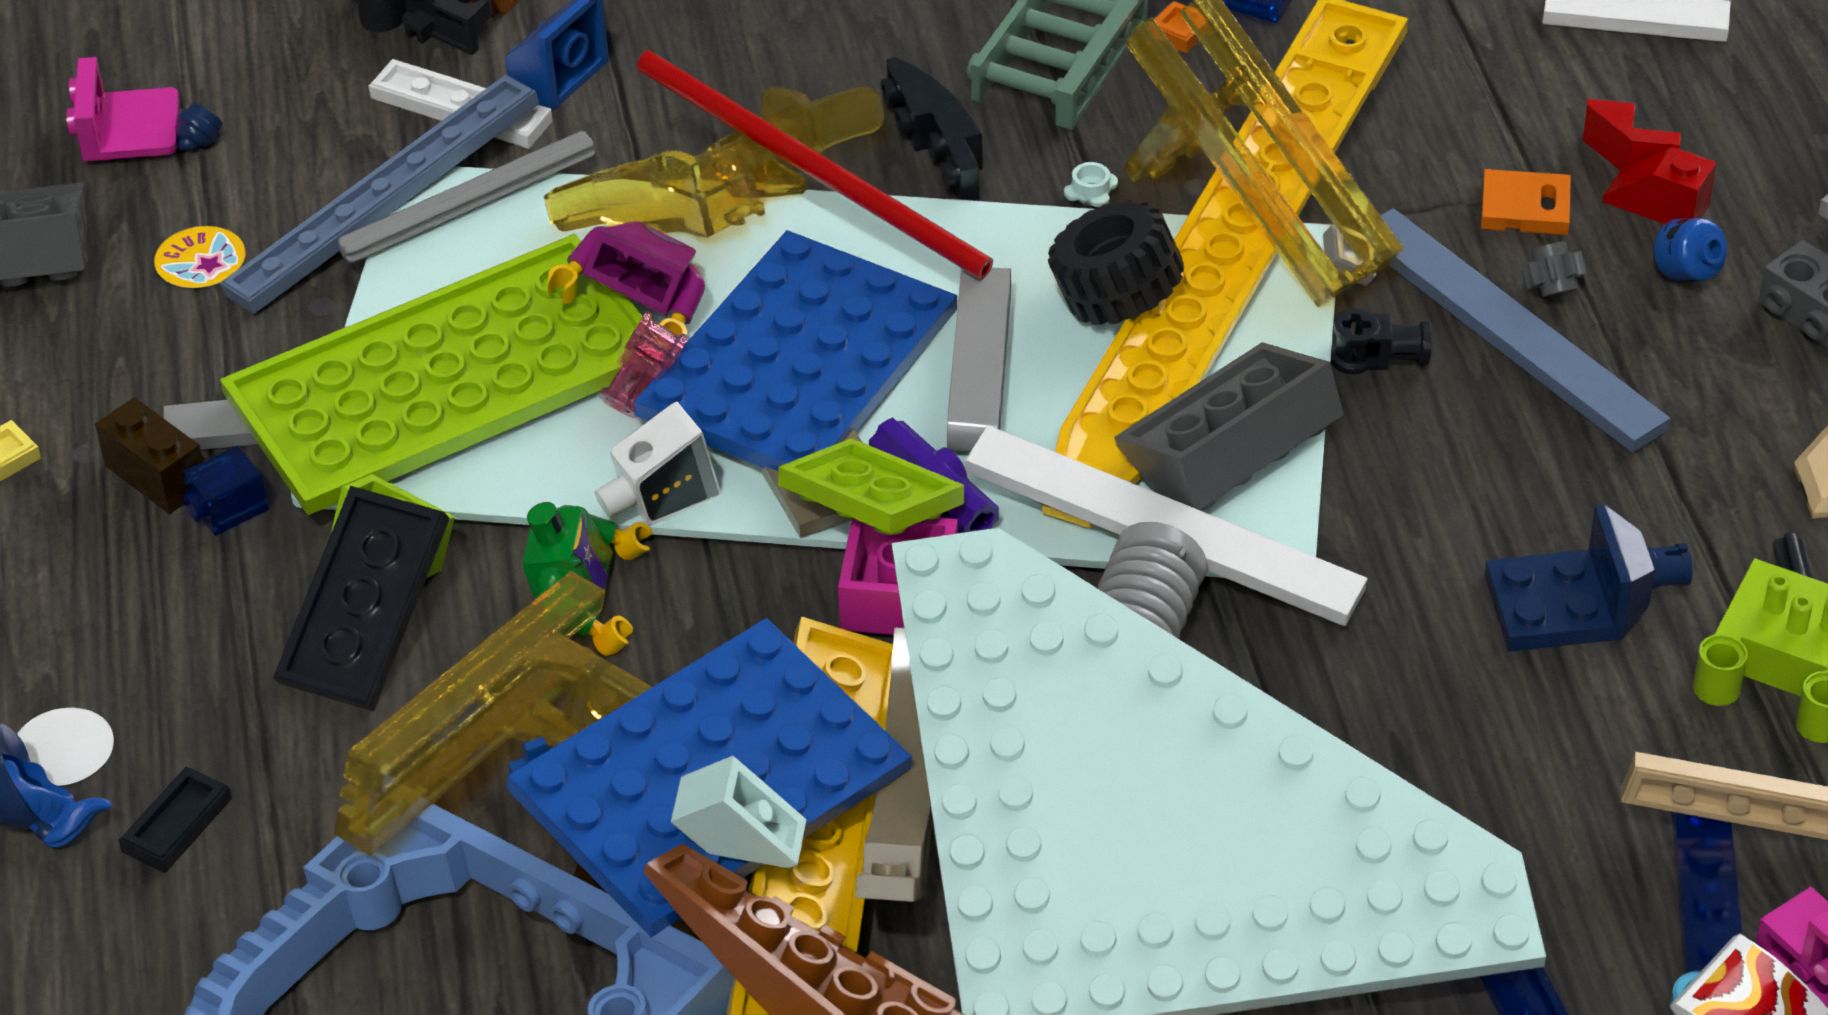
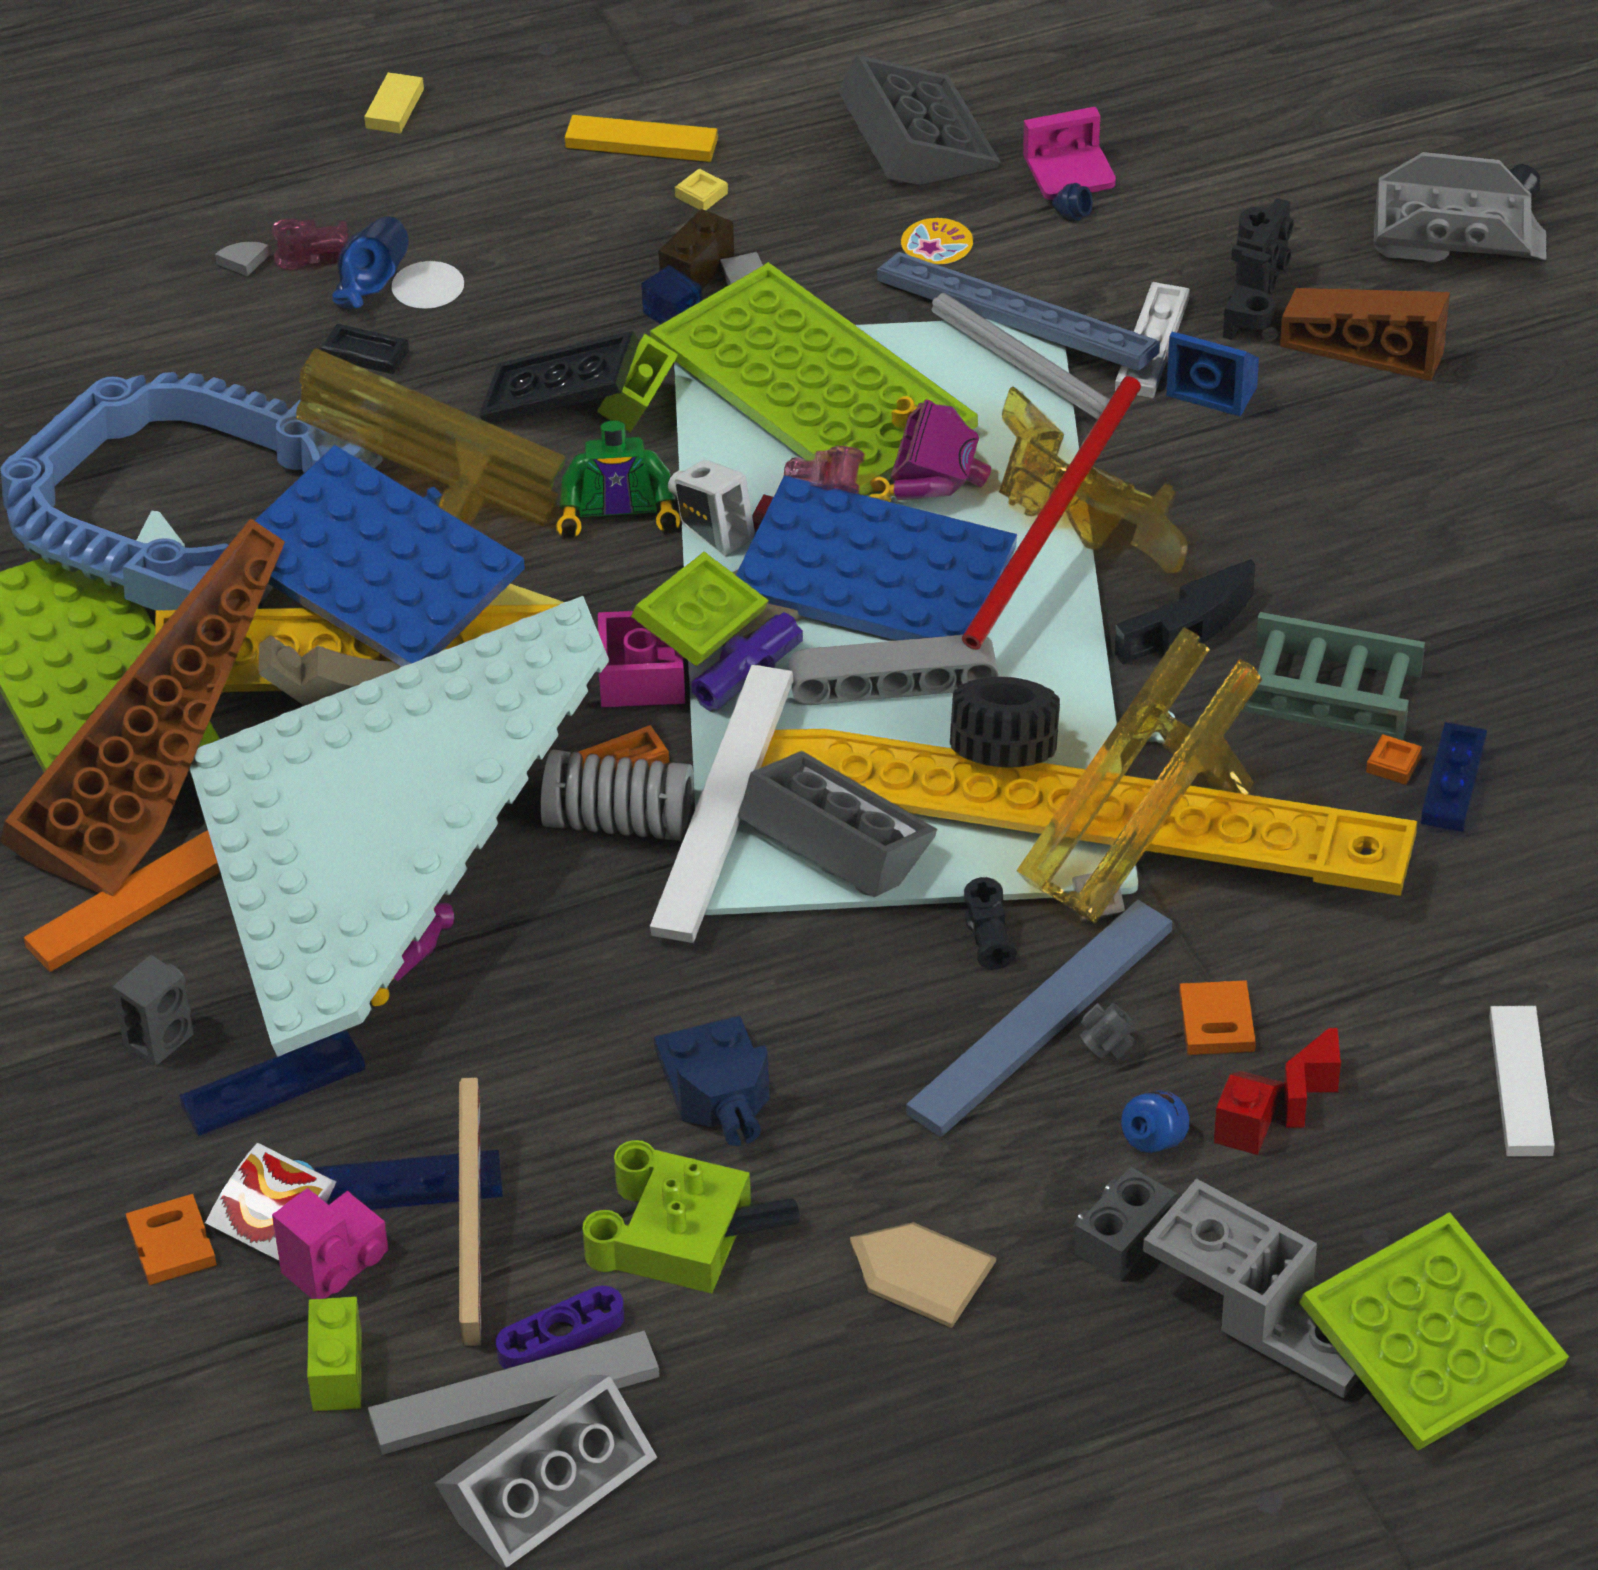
camera: 80 degrees right, 0 degrees up
(738, 815) = (304, 562): light aqua slope -> none

